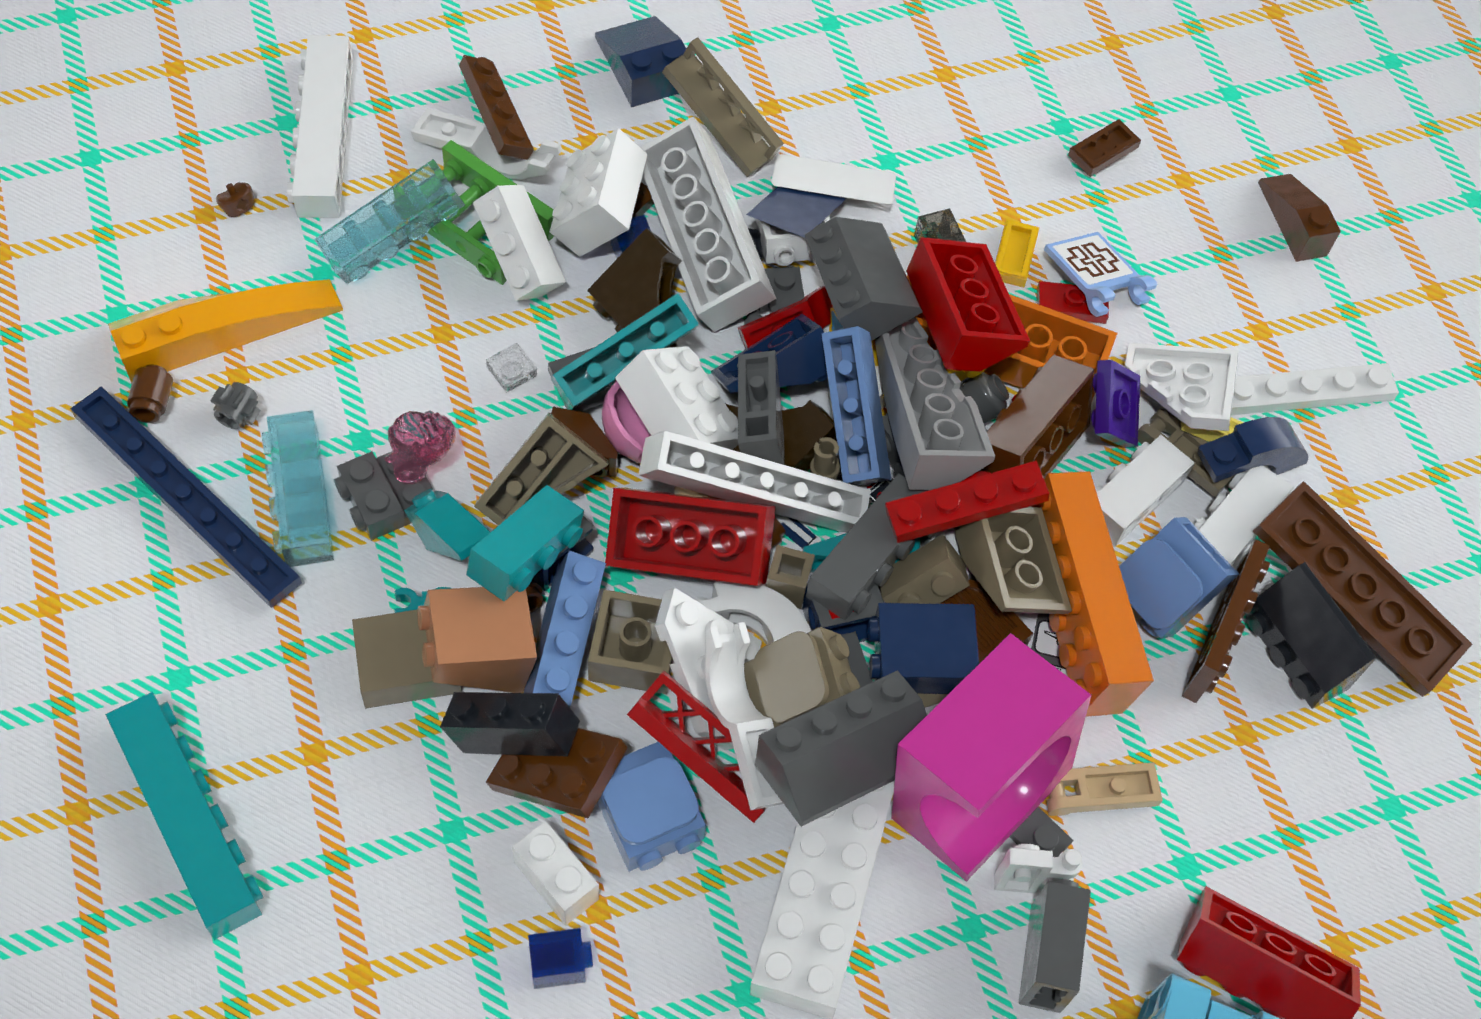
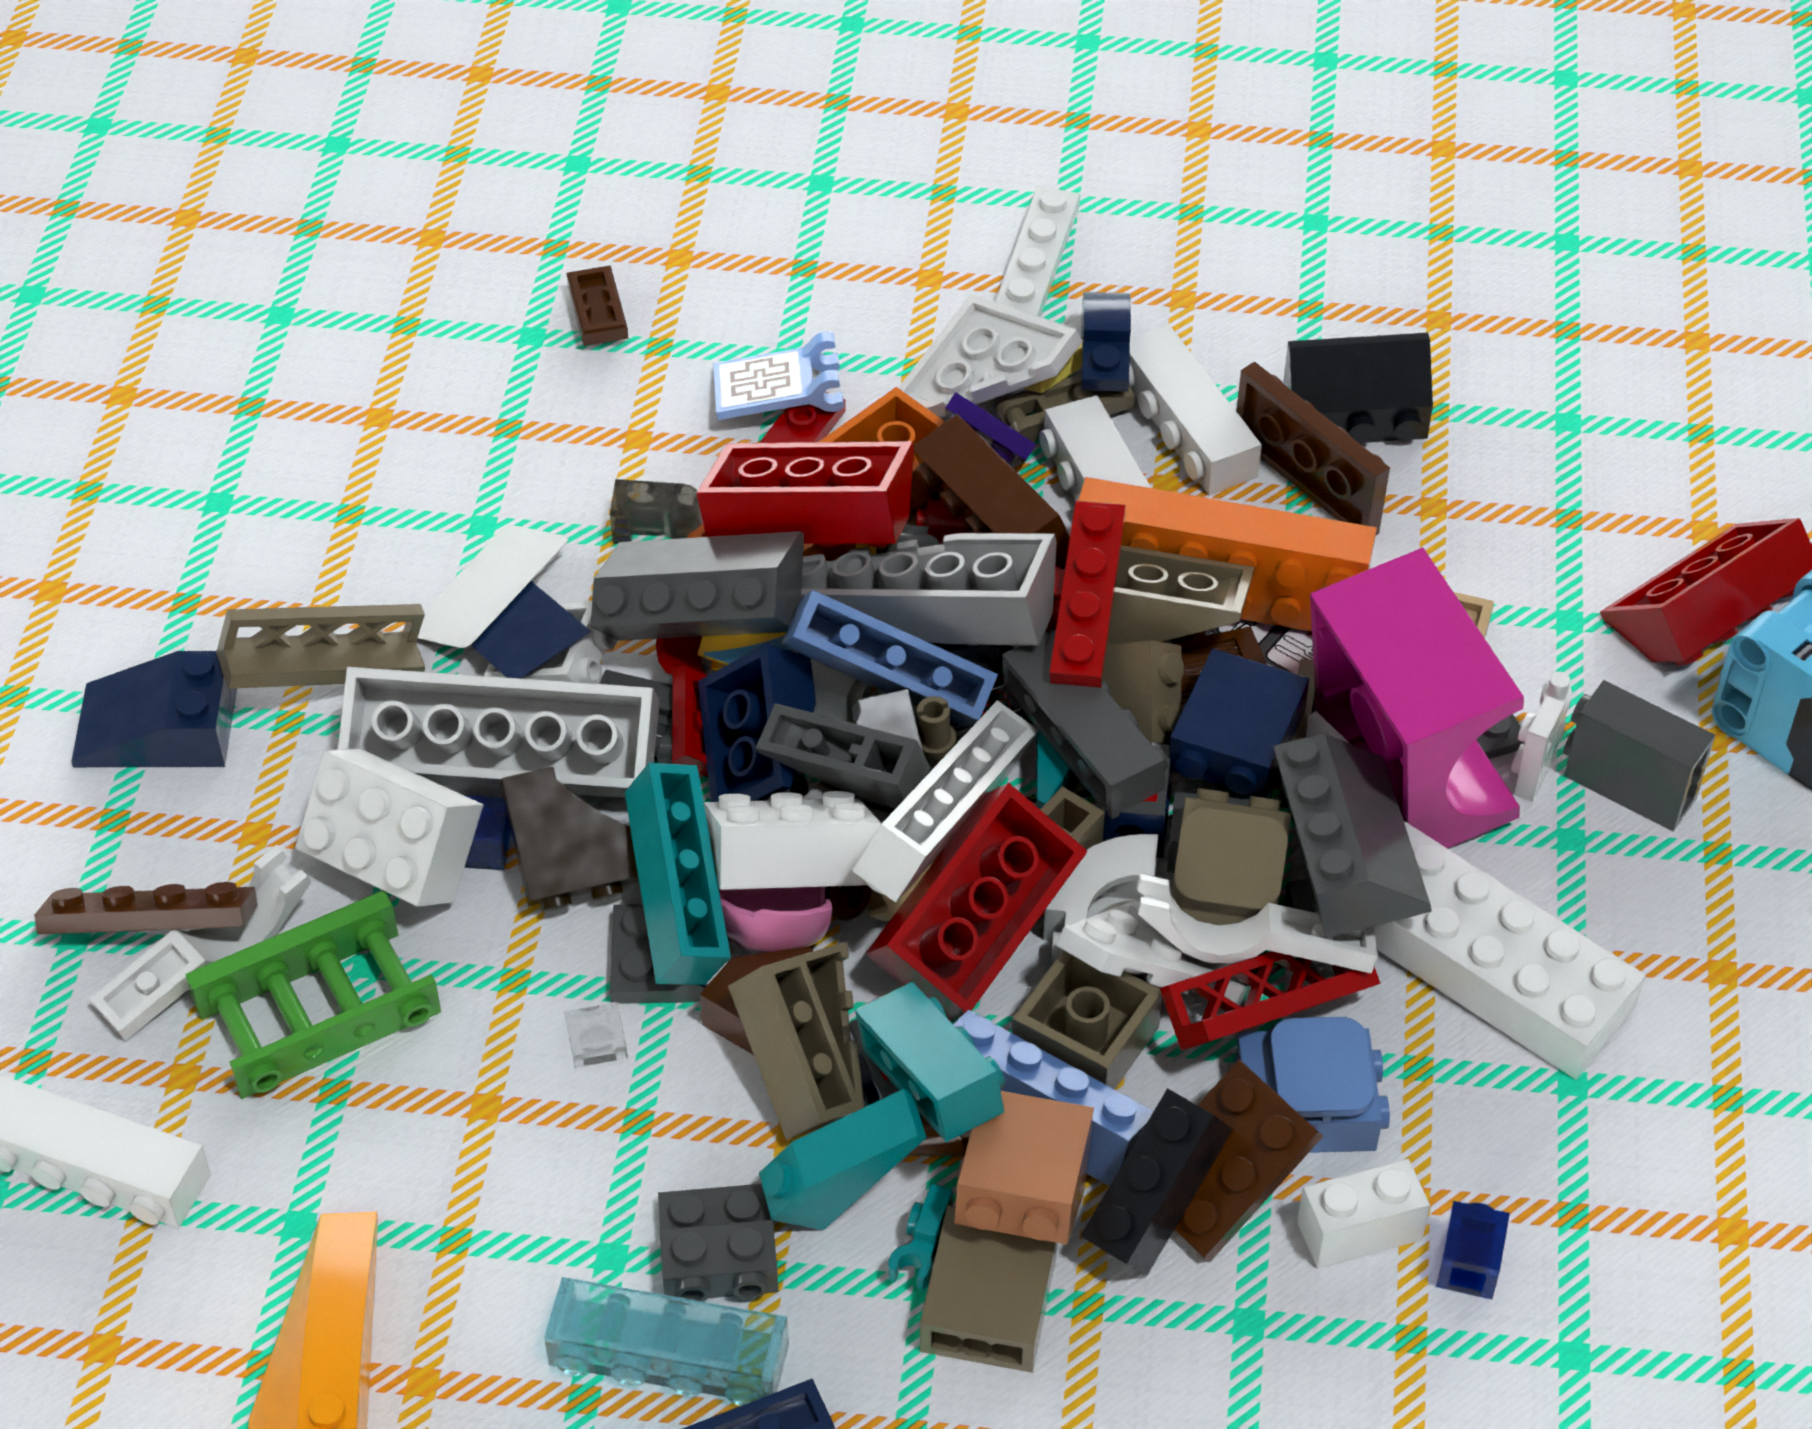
camera: 60 degrees left, 10 degrees down
(235, 405) = (491, 1382): dark grey gear -> none
(236, 200) = (107, 1291): reddish brown piece -> none
(389, 222) = (296, 1087): clear light blue brick -> none
(418, 443) = (684, 1159): clear pink hair -> none
(519, 242) = (420, 942): white brick -> none
(1016, 252) = (687, 446): yellow tile -> none
(1174, 577) = (1243, 459): medium blue brick -> none
(1300, 216) = (799, 171): reddish brown slope -> none
(1366, 588) = (1258, 326): reddish brown plate -> none

